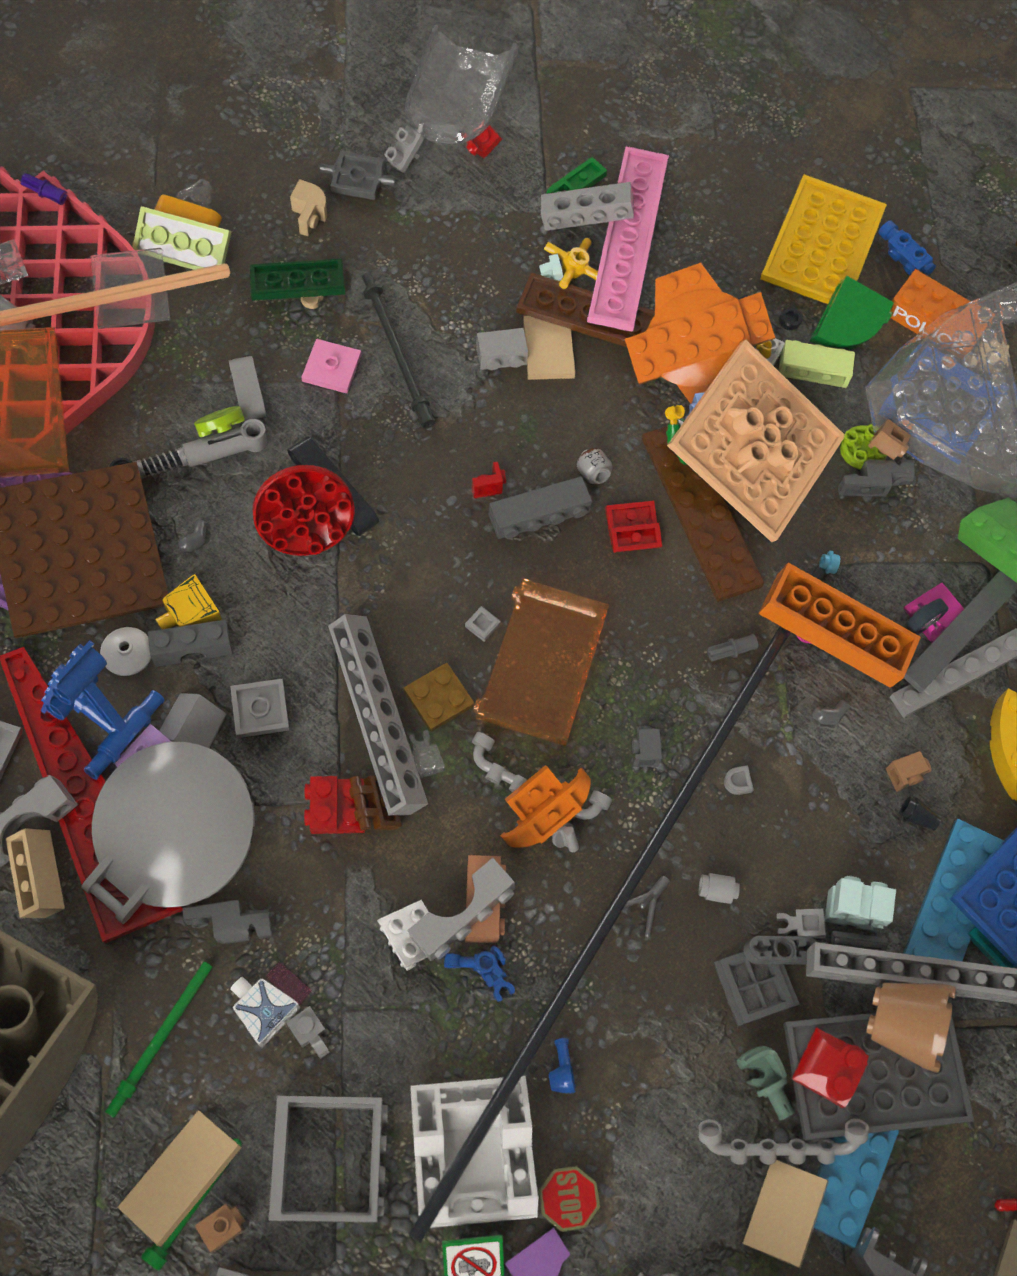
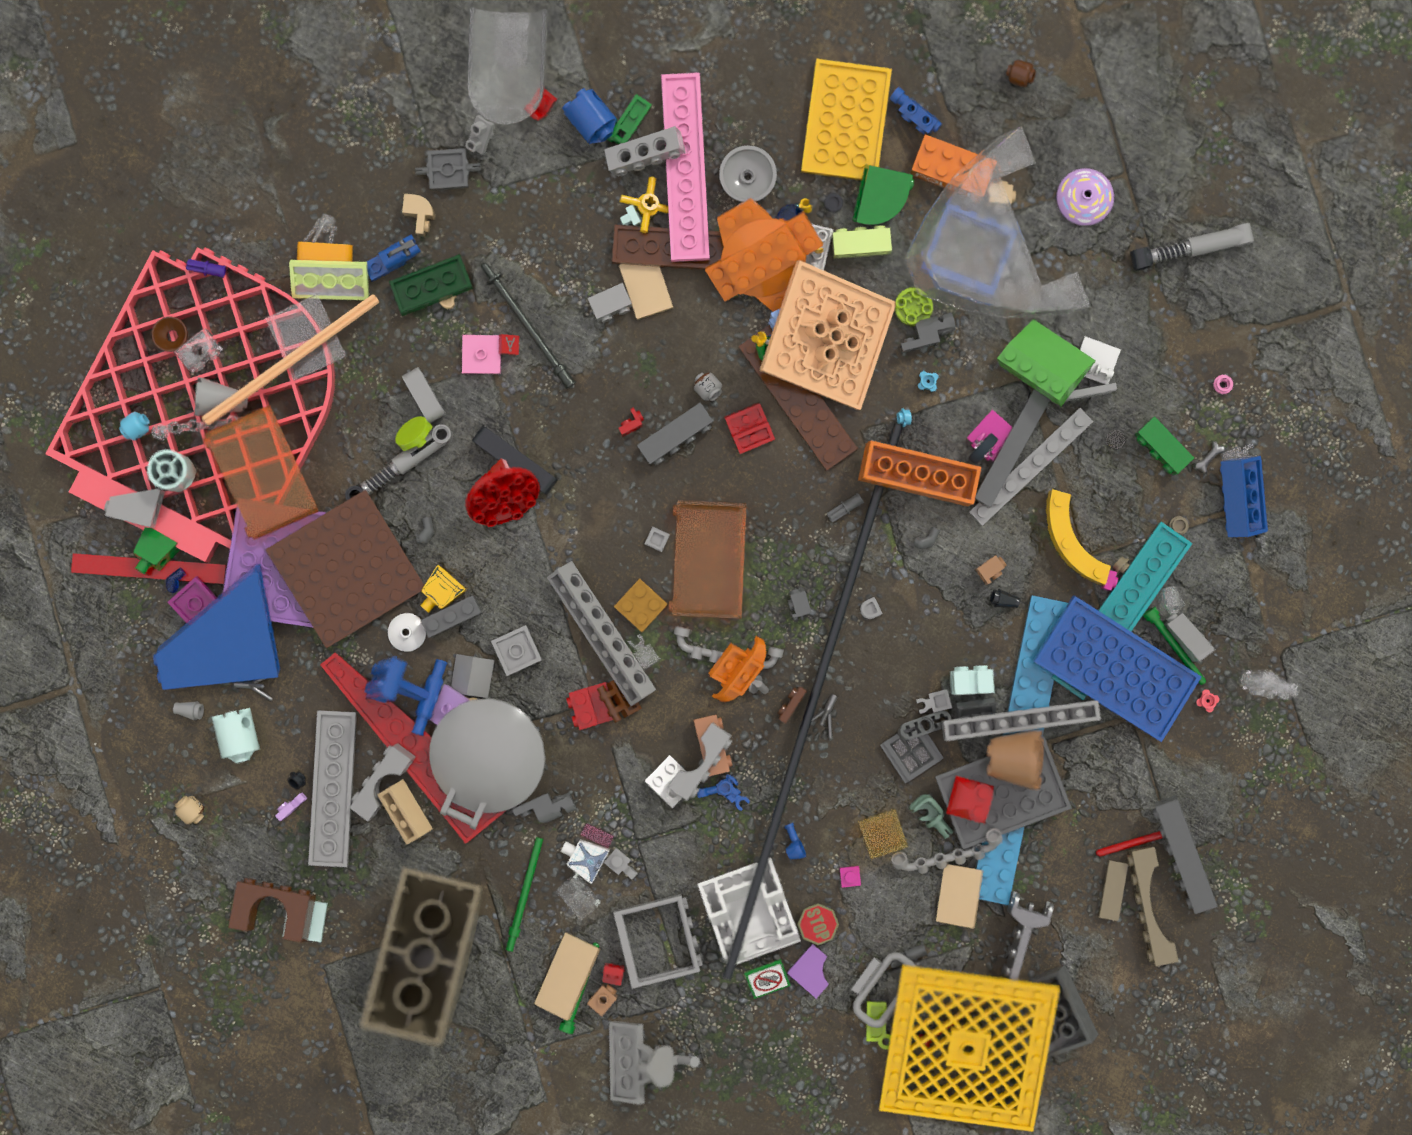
camera: 10 degrees left, 20 degrees up
(234, 1059) = (578, 896): none -> clear brick
(247, 1193) = (613, 974): none -> red bracket
(263, 240) = (392, 257): none -> blue plate
(367, 362) = (508, 344): none -> red tile
(534, 159) = (590, 116): none -> blue cylinder
(599, 875) = (786, 710): none -> reddish brown plate
(631, 1140) = (850, 876): none -> dark pink plate
(693, 1086) = (882, 833): none -> clear yellow brick
(704, 248) = (748, 161): none -> light grey dish
(718, 888) = (872, 693): light grey brick -> none
(870, 526) = (928, 376): none -> medium azure plate
(890, 440) = (931, 302): medium nougat brick -> none

